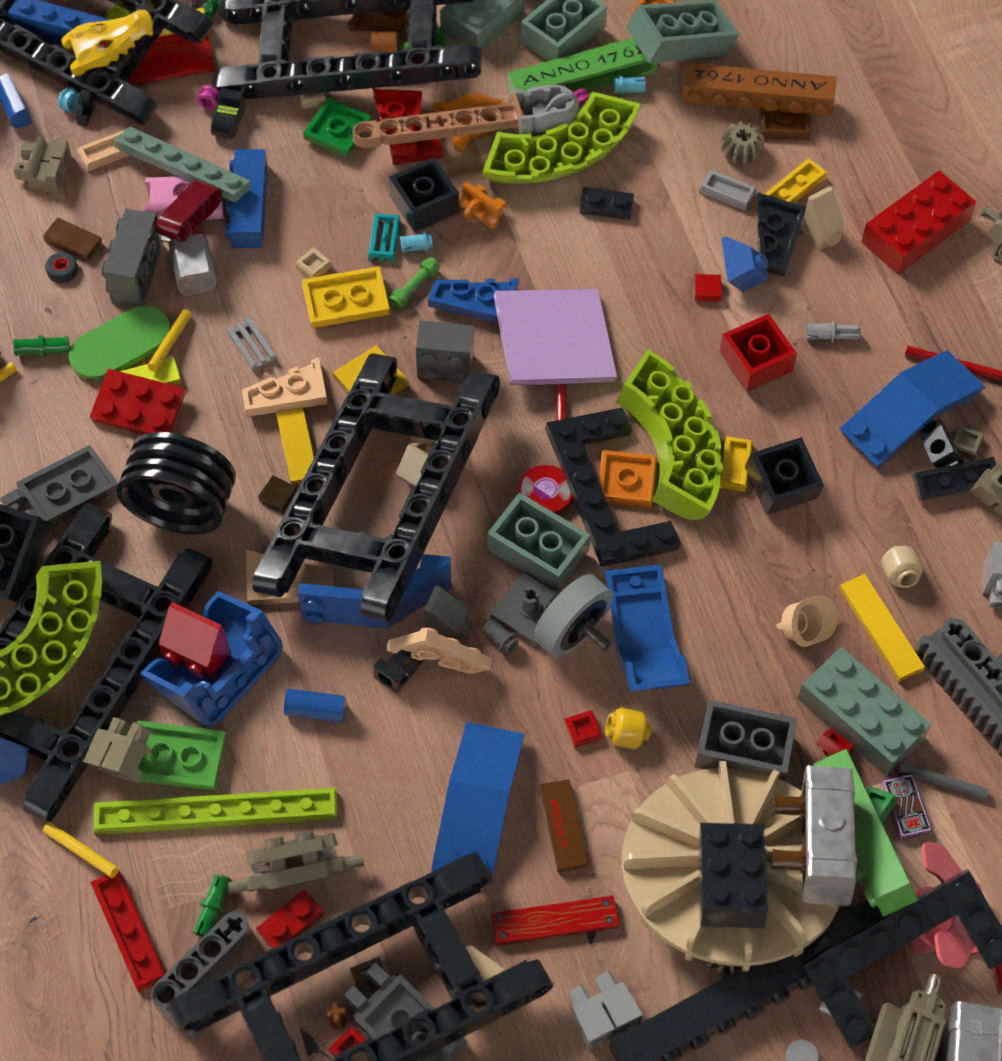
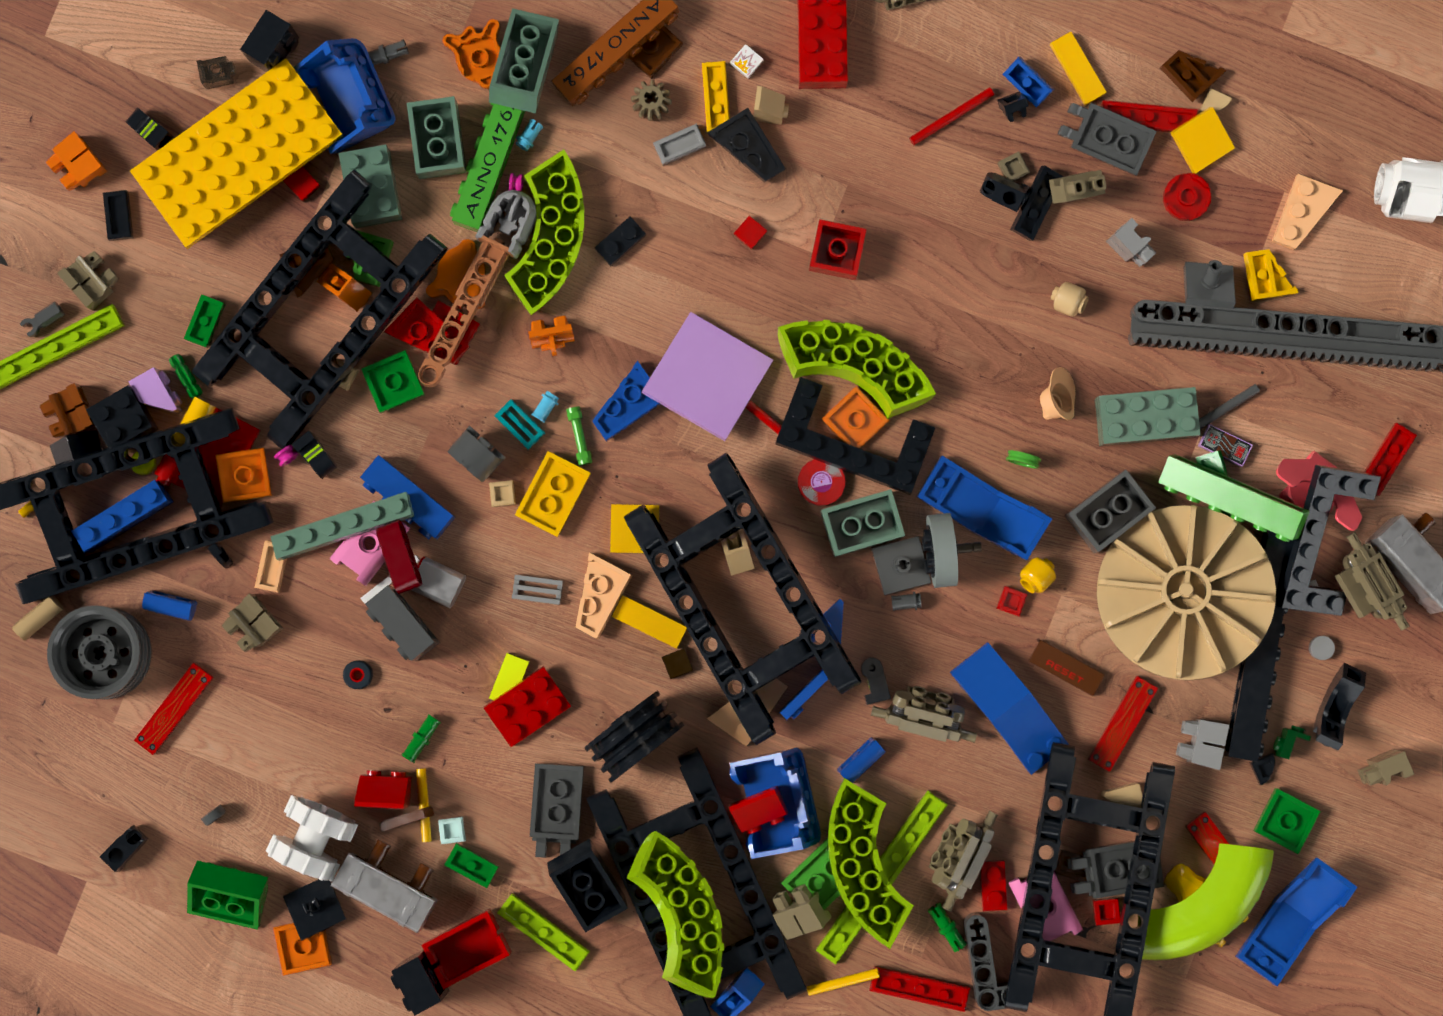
camera: 50 degrees left, 25 degrees up
(68, 100) = (202, 560): medium azure plate -> none
(72, 239) = (338, 649): reddish brown tile -> none
(103, 41) = (182, 503): yellow animal -> none
(119, 342) = (461, 681): bright green tile -> none
(166, 79) = (243, 475): none -> orange tile
(169, 340) = (490, 645): yellow bar -> none
(206, 765) = (858, 866): none -> lime brick
(309, 1005) = (1060, 918): none -> bright pink piece
(327, 214) = (476, 454): none -> dark grey brick
(337, 1016) = (1078, 903): dark orange piece -> none
(407, 726) = (926, 715): none -> dark tan piece
(424, 194) = (512, 370): black brick -> none
(444, 351) = (664, 466): dark grey brick -> none
(447, 615) = (871, 628): dark grey slope -> none
(448, 651) = (895, 658): light nougat wing -> none
(722, 633) = (1023, 459): none -> bright green piece
(732, 875) = (1208, 611): black brick -> none
(734, 458) = (903, 335): yellow tile -> none
(743, 264) = (755, 193): blue slope -> none
(784, 476) = (946, 318): black brick -> none
(827, 835) = (1229, 531): flat silver piece -> none
(830, 331) = (857, 179): light grey axle -> none
(833, 742) = (1153, 454): red plate -> none
(844, 188) = (746, 61): none -> tile
(881, 628) = (1097, 350): yellow tile -> none
(909, 405) = (962, 181): blue windscreen -> none

